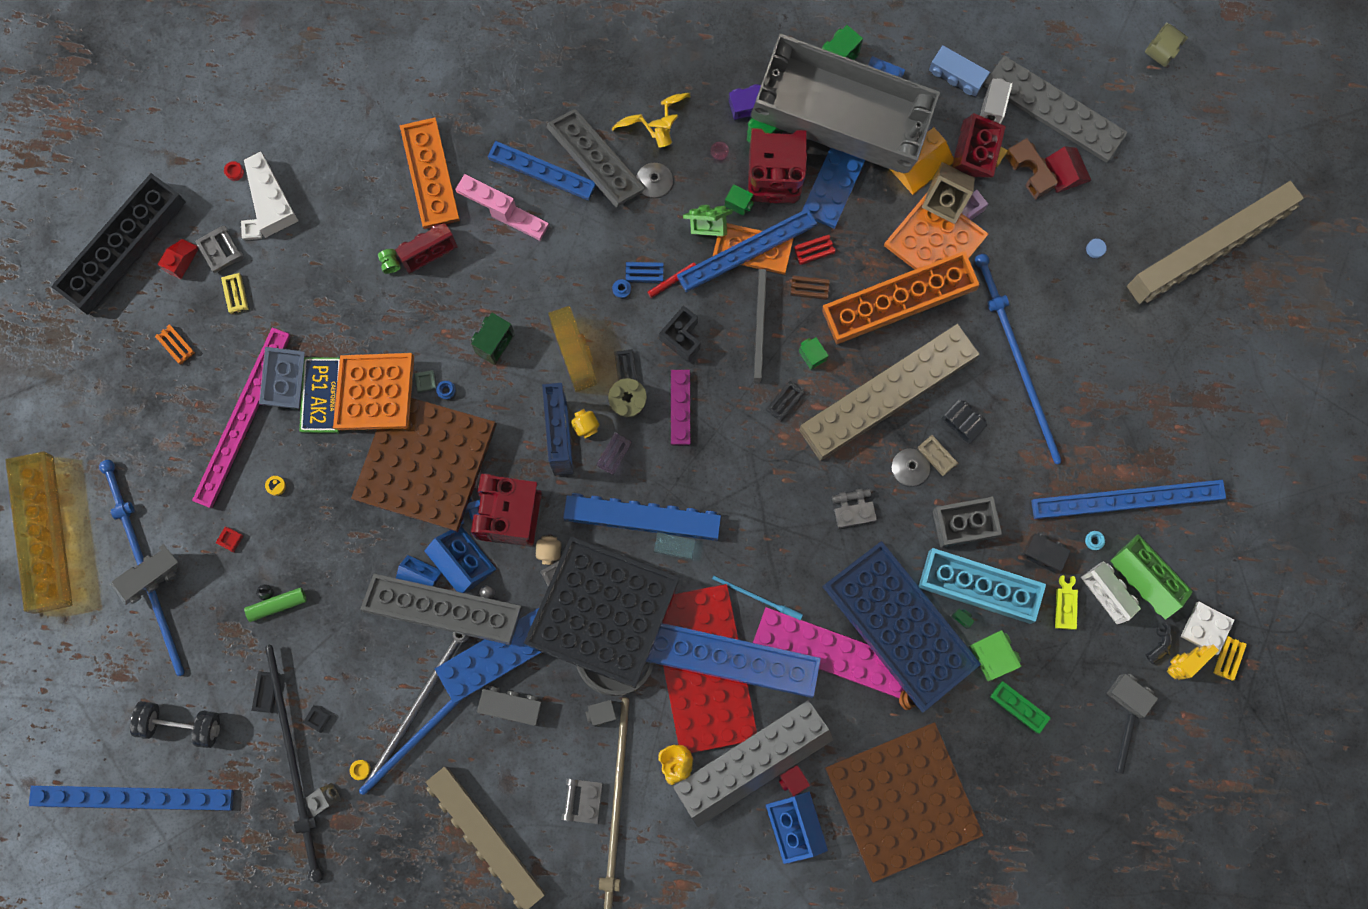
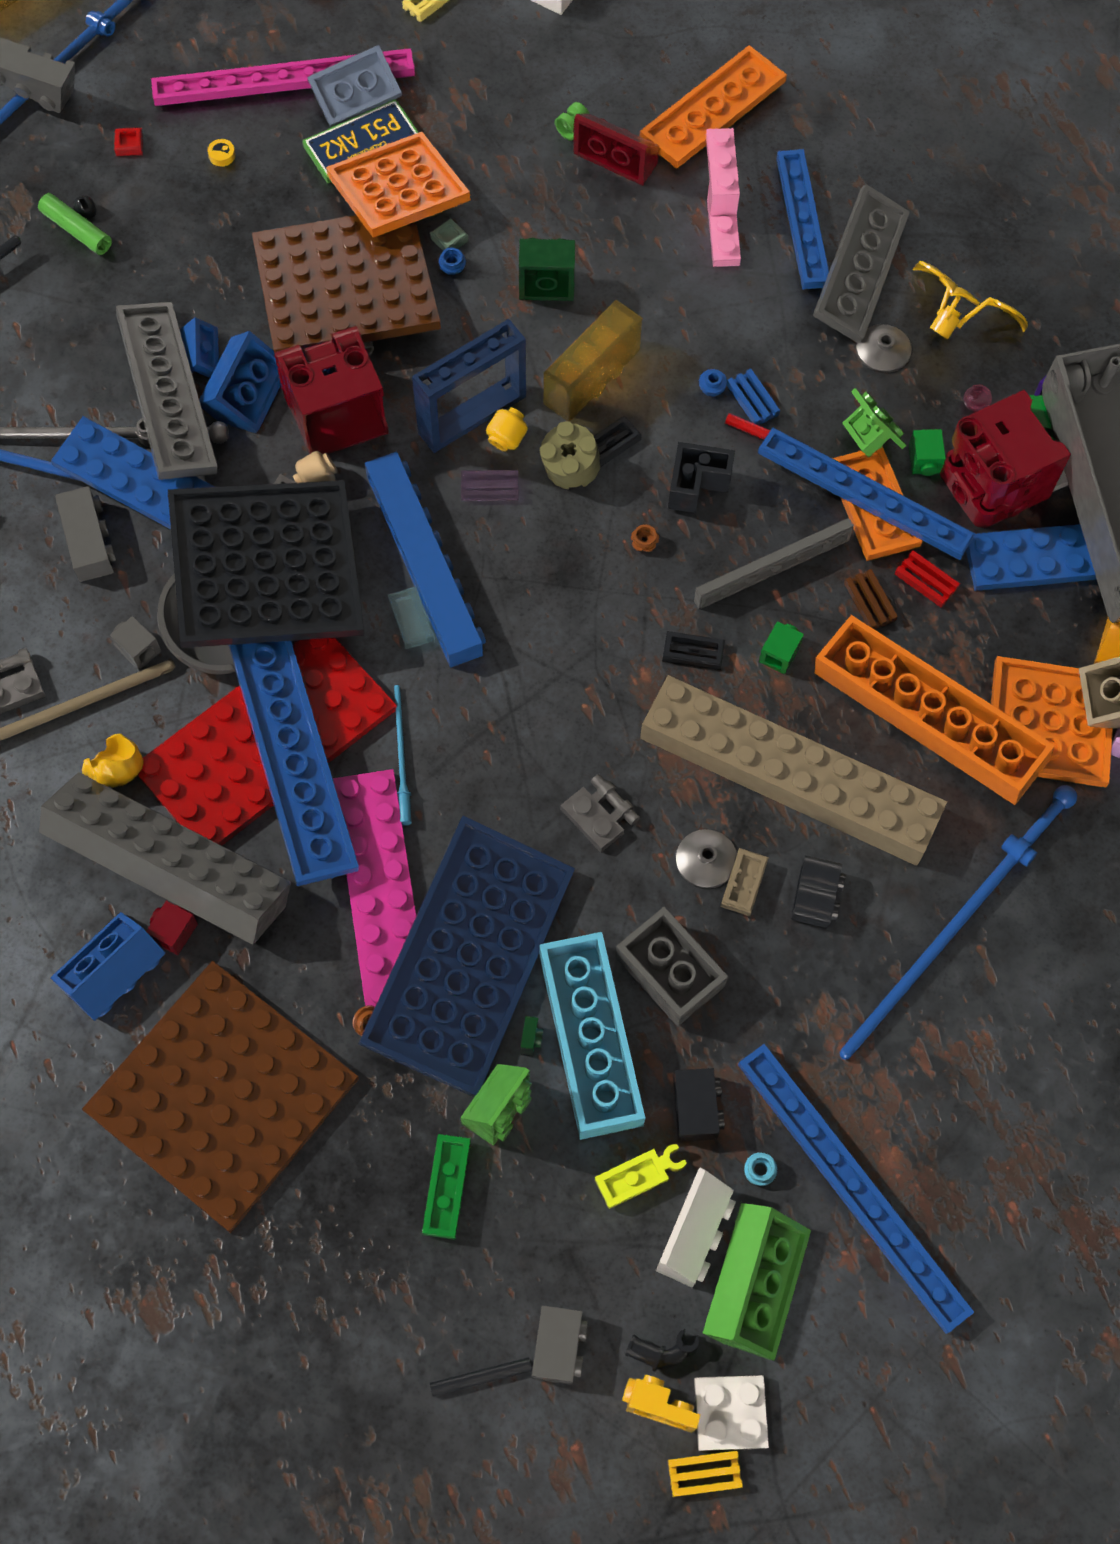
camera: 60 degrees right, 10 degrees down
(680, 407) = (601, 530): magenta plate -> none
(700, 382) = (641, 532): none -> dark orange plate

